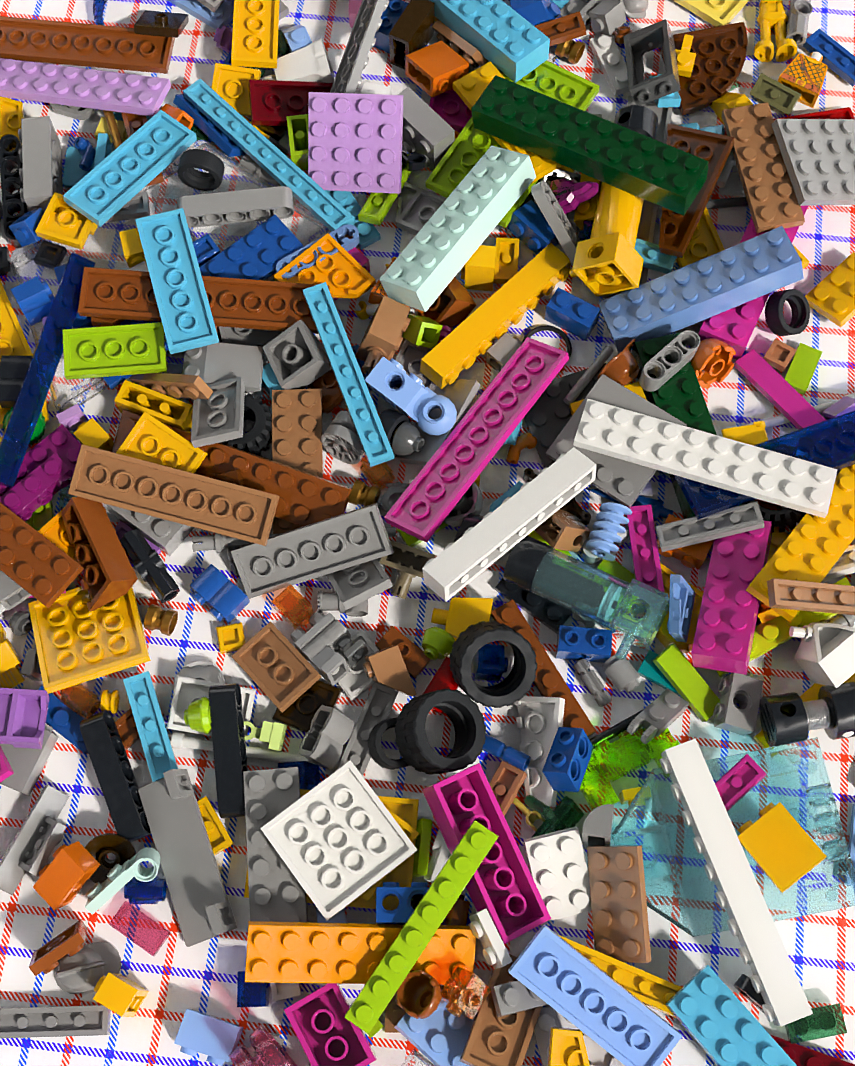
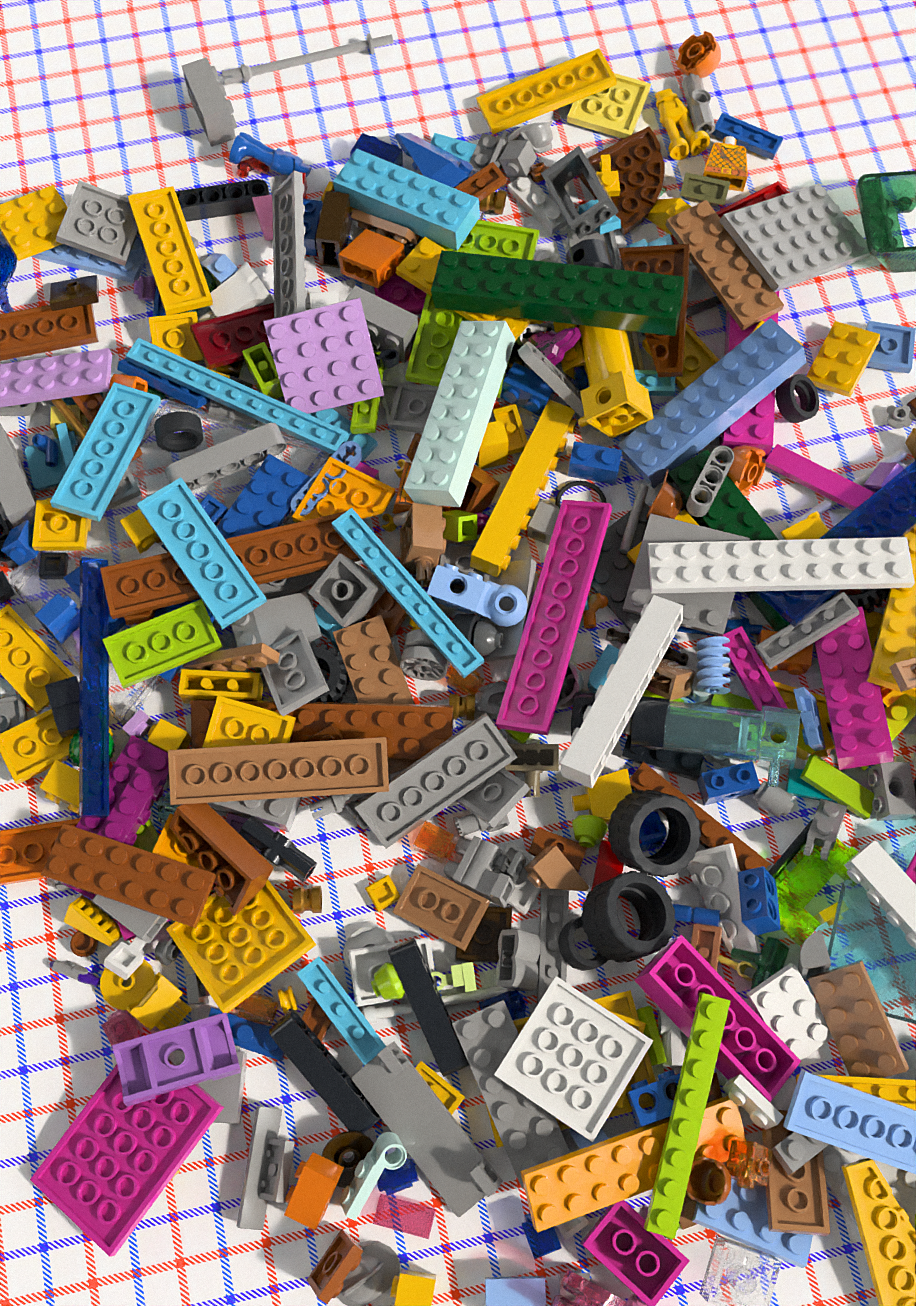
camera: 20 degrees left, 0 degrees up
(219, 594) = (356, 854): blue brick -> none
(592, 682) = (748, 817): light grey axle -> none
(779, 355) = (803, 441): nougat plate -> none
(802, 367) = (828, 446): lime tile -> none

